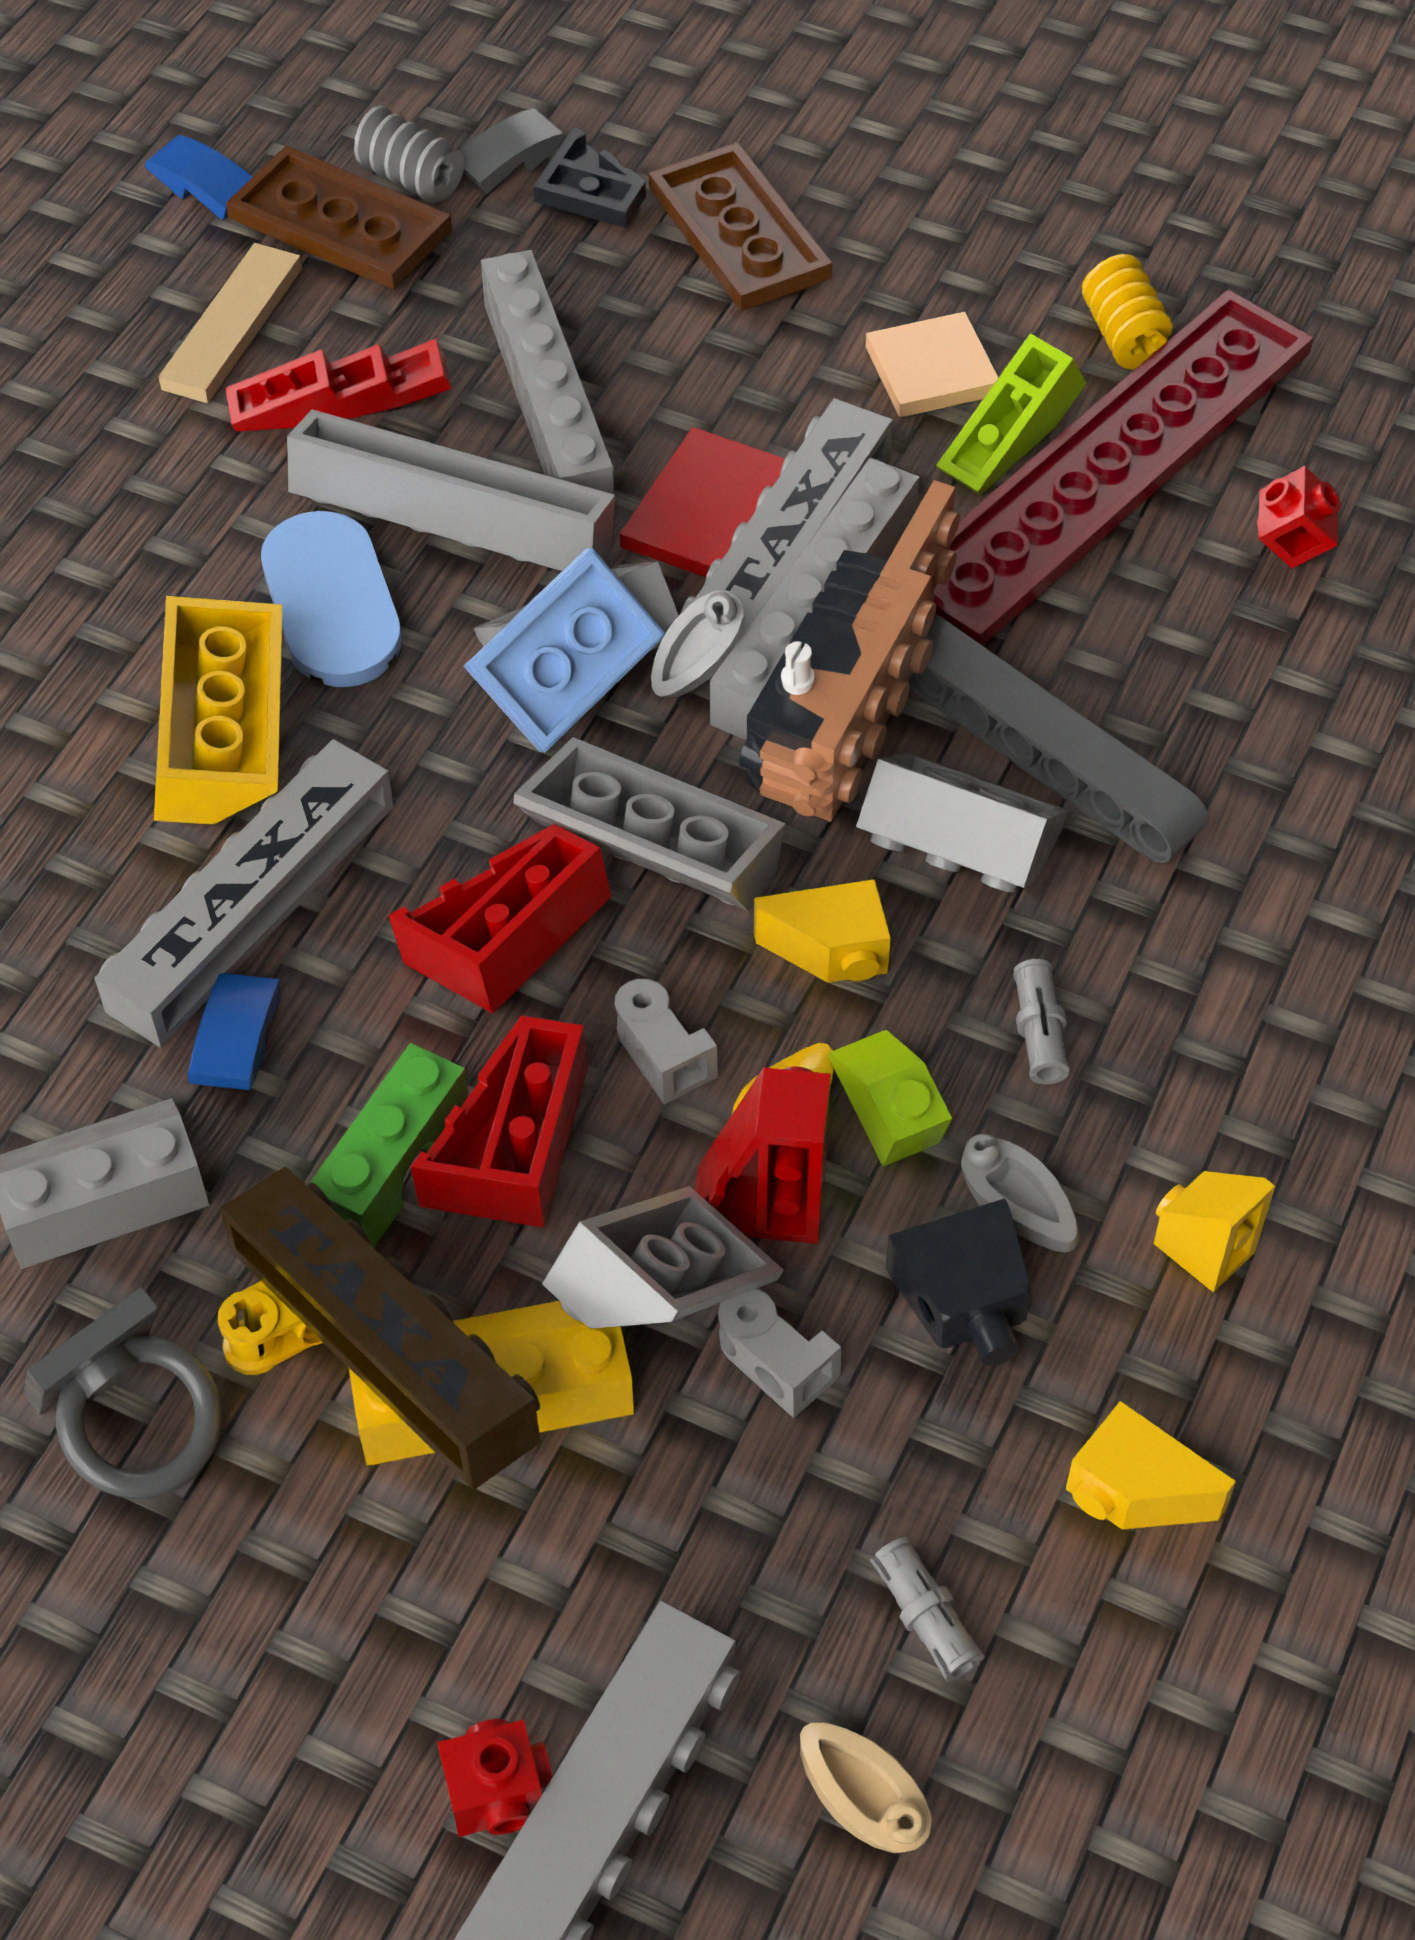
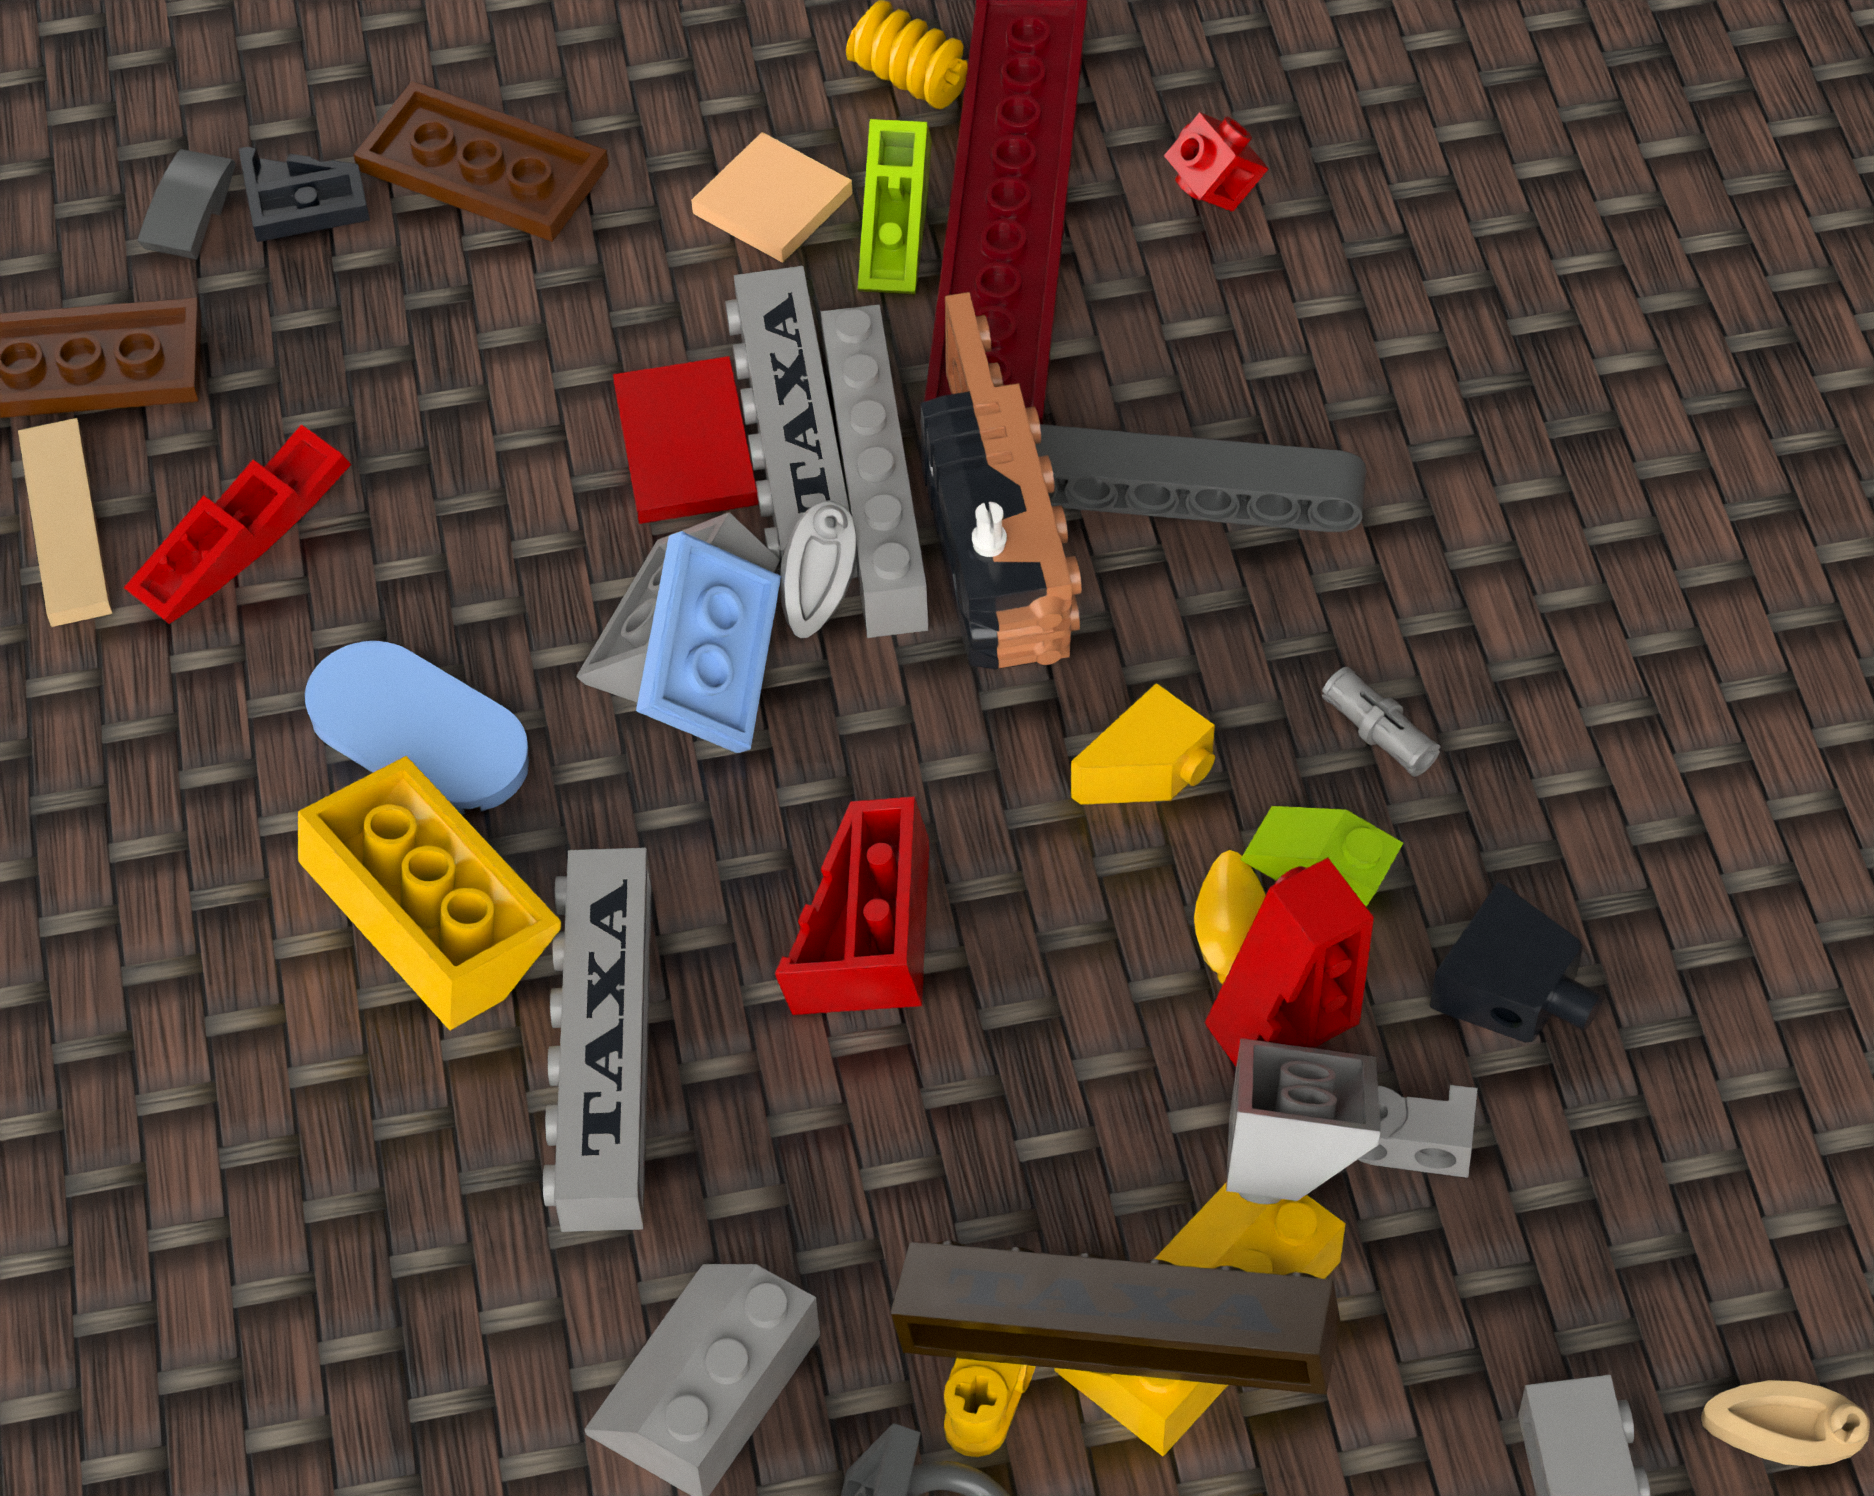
camera: 35 degrees left, 0 degrees up
(233, 1031) = (708, 1168): blue slope -> none
(402, 1116) = (947, 1156): bright green arch -> none
(408, 155) = (98, 264): light grey piece -> none
(447, 492) = (456, 562): light grey brick -> none
(512, 1130) = (1048, 1089): red wedge -> none
(544, 373) = (447, 410): light grey brick -> none
(656, 822) = (929, 746): light grey slope -> none
(659, 1043) = (1087, 936): light grey leg -> none
(927, 1609) = (1712, 1252): light grey pin -> none
(960, 820) = (1174, 591): slope -> none
(1035, 1198) = (1469, 867): light grey arm -> none
(1145, 1476) = (1781, 1034): yellow slope -> none
(1213, 1224) = (1665, 797): yellow slope -> none

